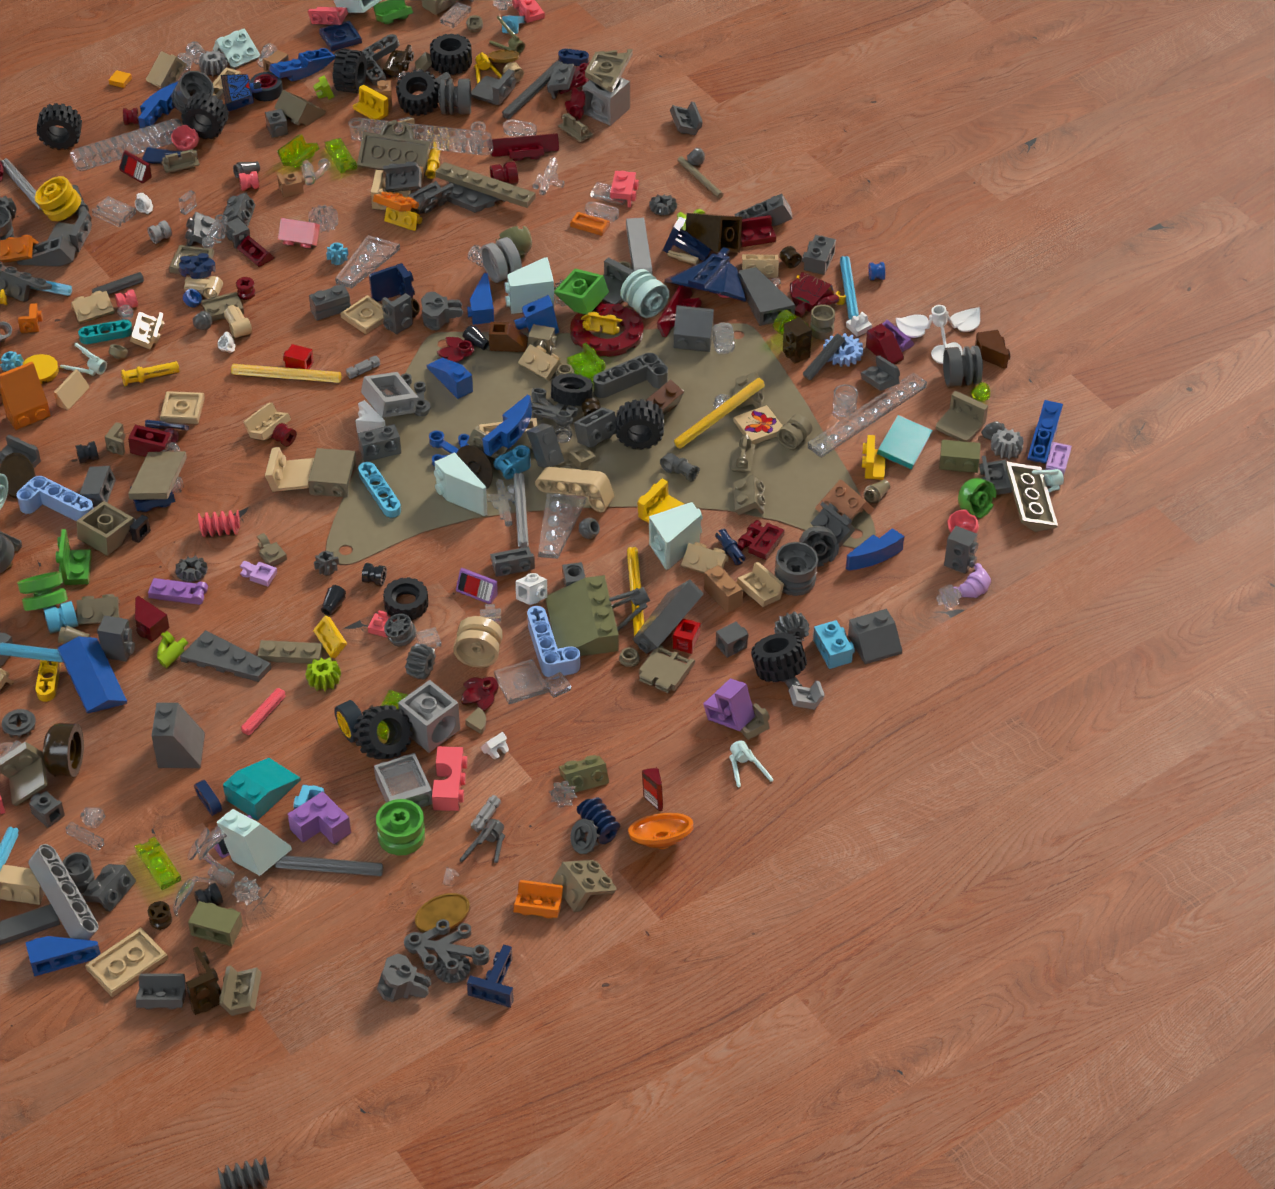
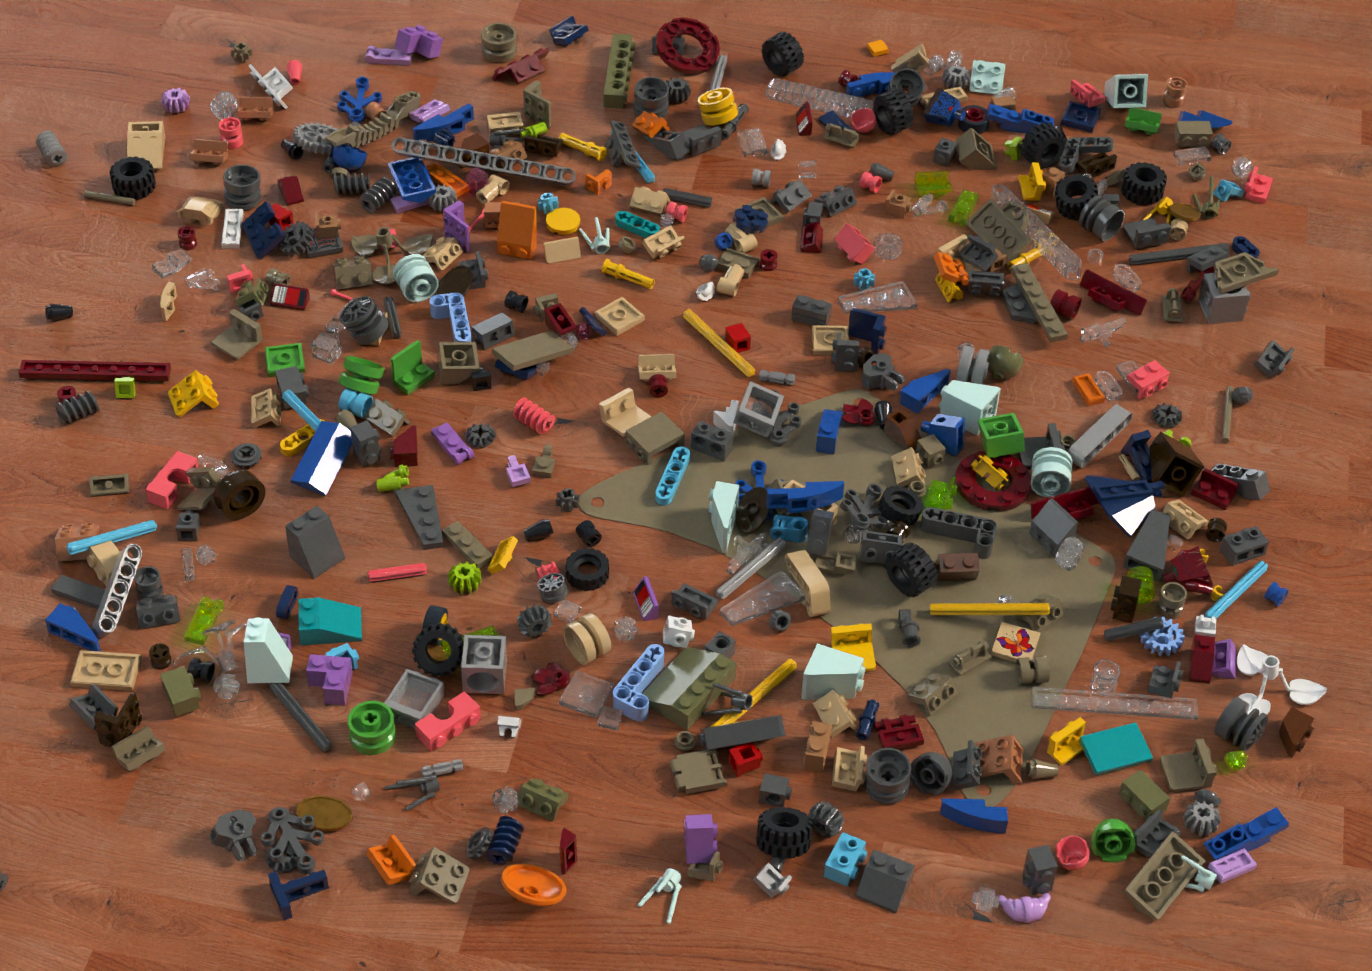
camera: 45 degrees right, 0 degrees up
(217, 230) = (800, 200): clear plant -> none

